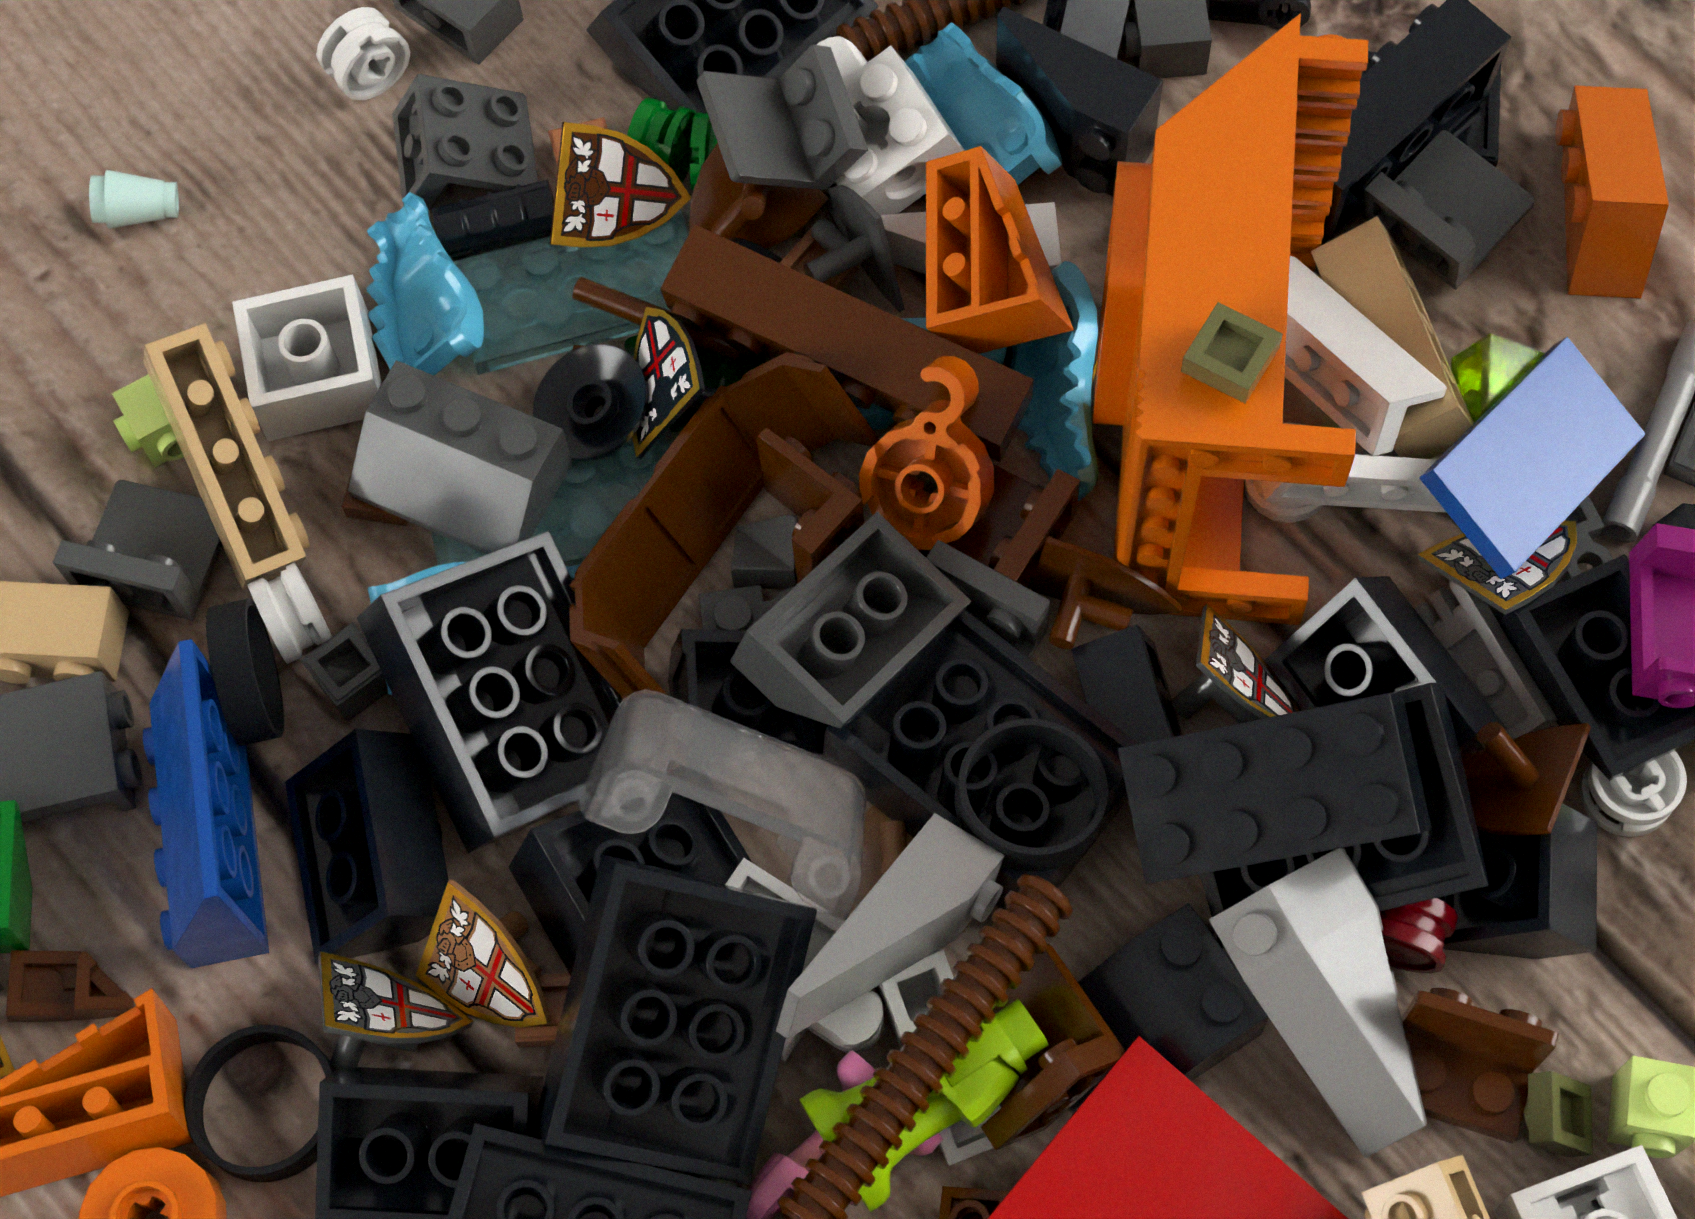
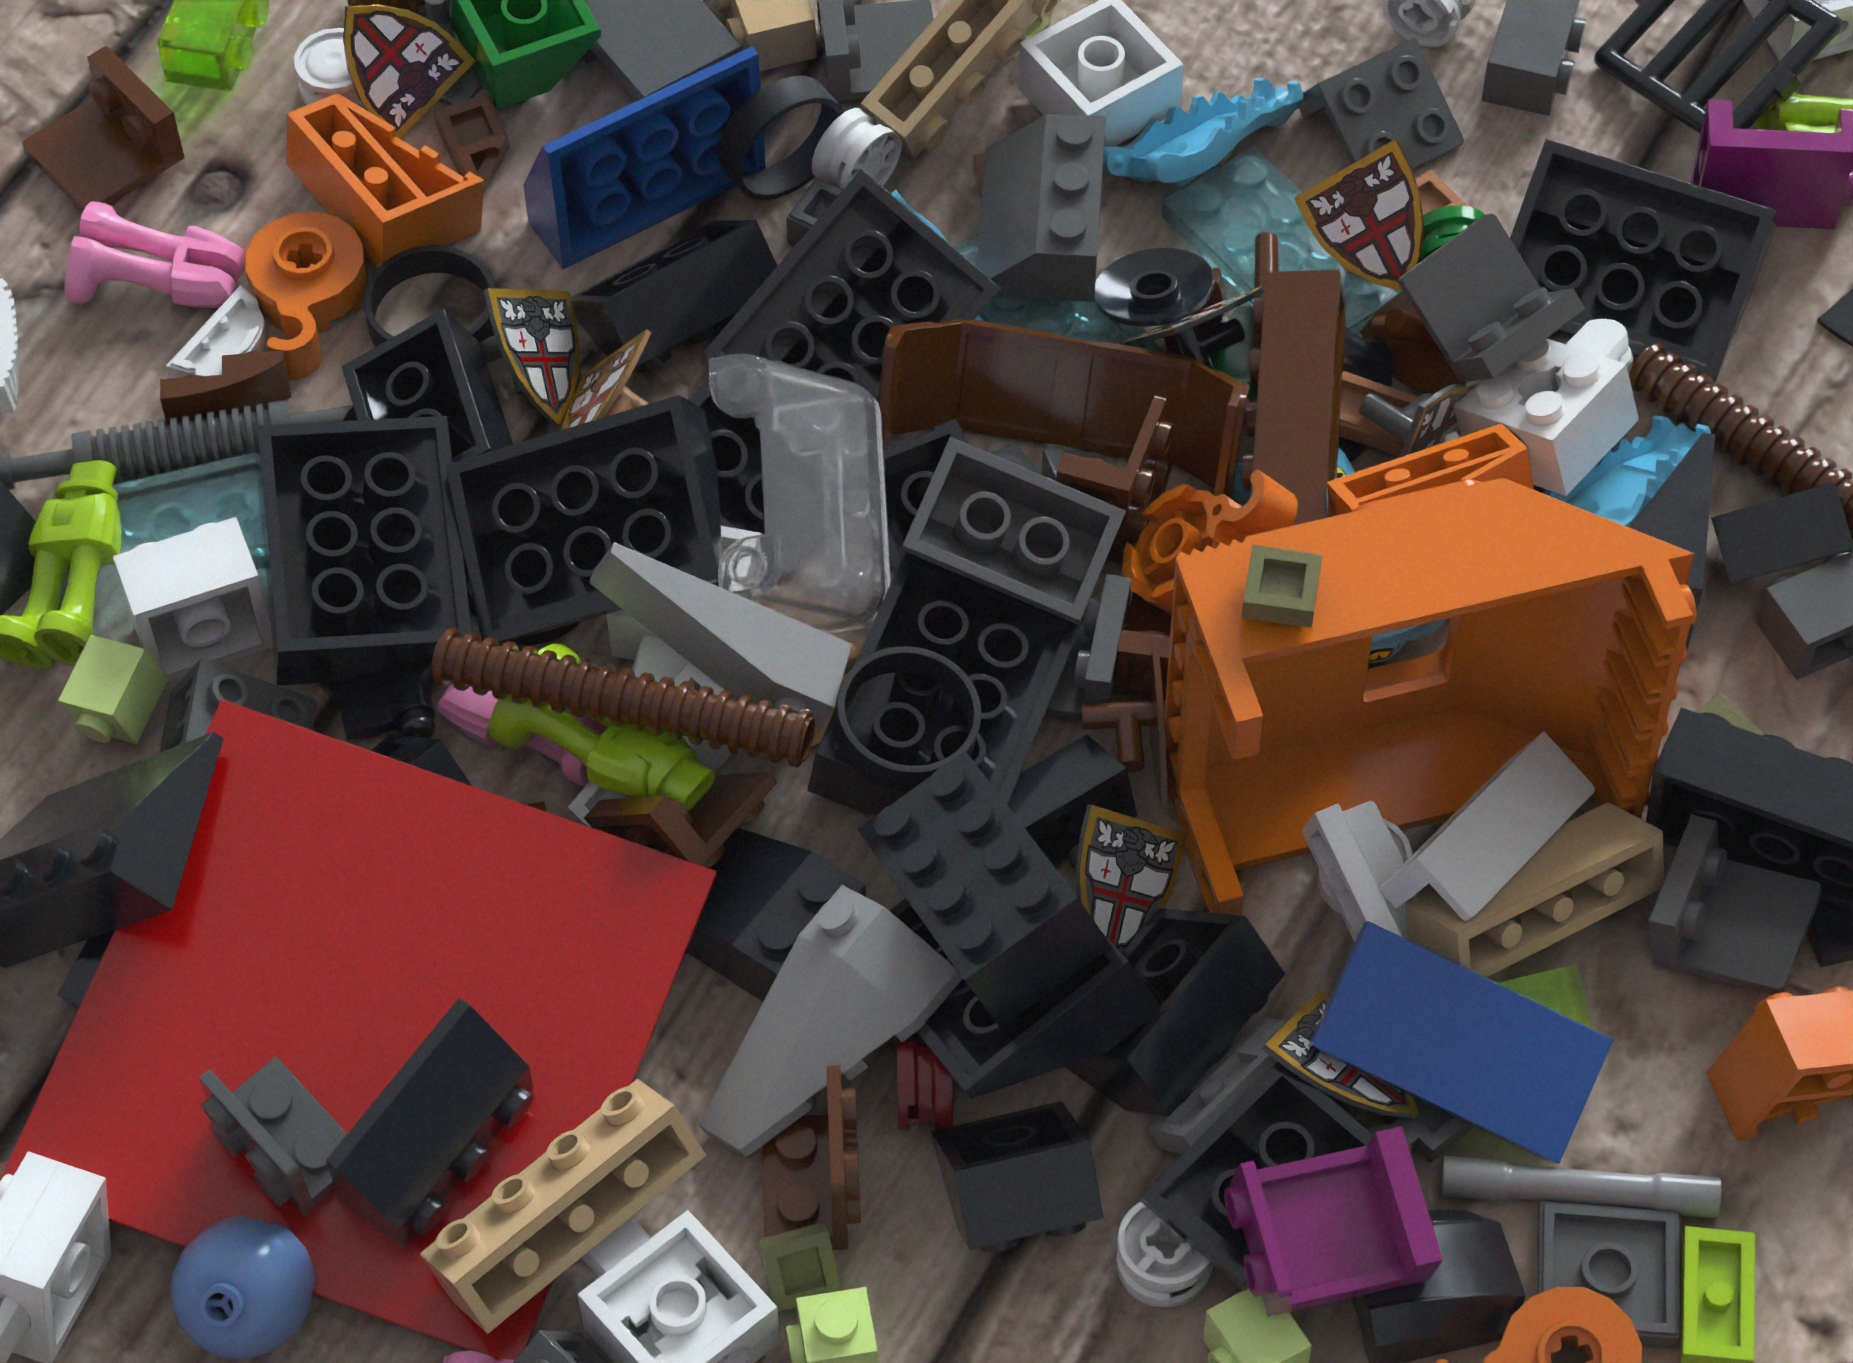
camera: 65 degrees right, 10 degrees down
(495, 219) = (1301, 148): black axle -> none
(1524, 779) = (1105, 1116): reddish brown shield -> none

